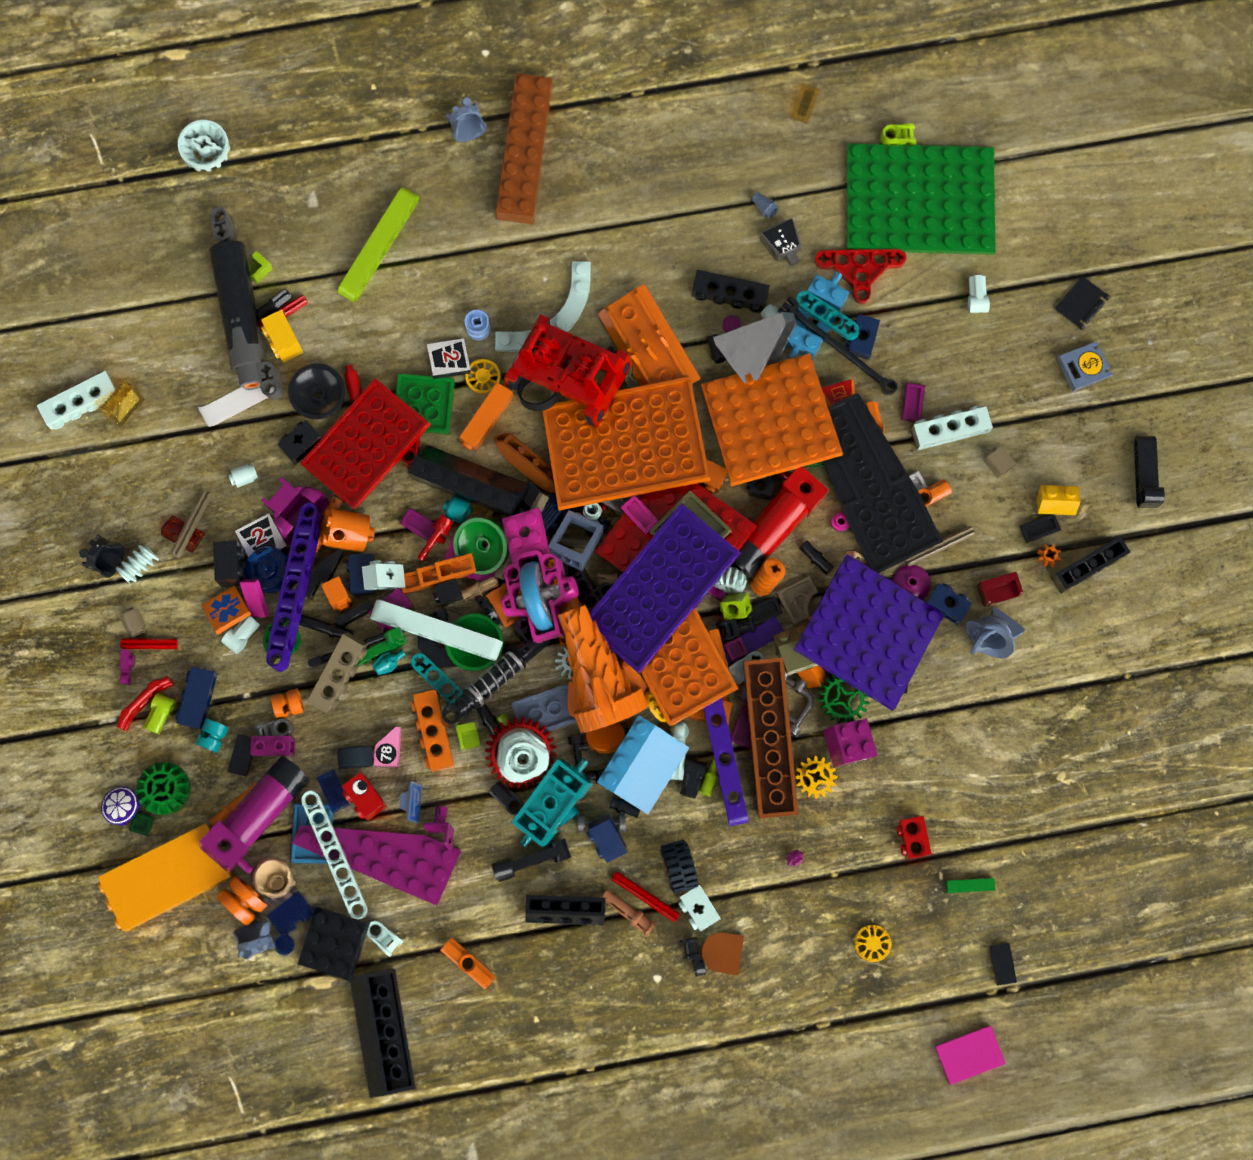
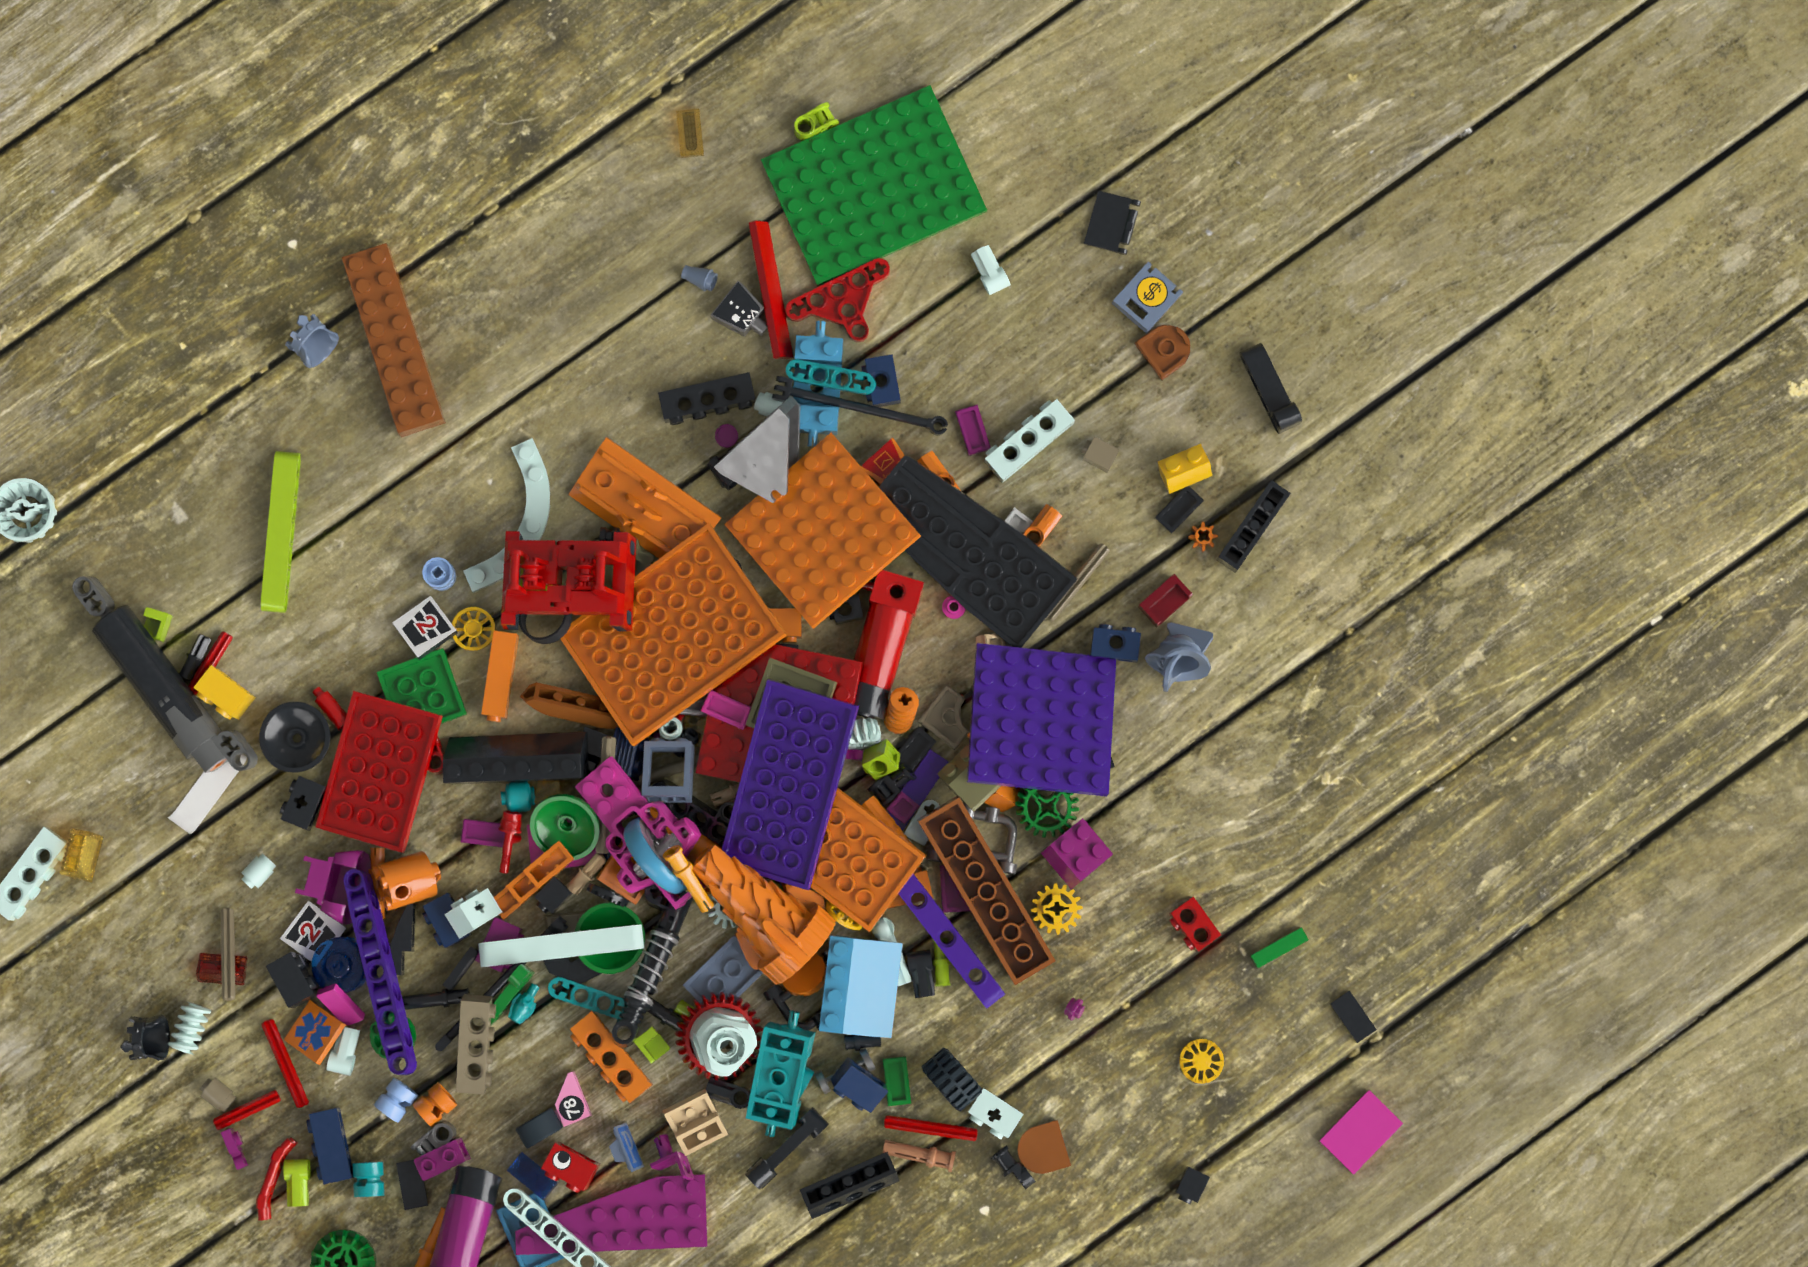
camera: 20 degrees left, 5 degrees up
(193, 623) = (285, 1063): none -> red axle
(260, 687) = (395, 1100): none -> light blue wheel
(337, 594) = (431, 957): orange brick -> none
(472, 808) = (695, 1122): none -> tan brick
(553, 613) = (683, 870): none -> light orange pin
(636, 849) = (897, 1081): none -> green tile
(812, 236) = (770, 290): none -> red tile
(816, 557) = (945, 660): black pin -> none
(823, 1034) = (1191, 1185): none -> black brick
(914, 572) = (1064, 625): magenta dish -> none
(1080, 409) = (1165, 349): none -> dark orange tile

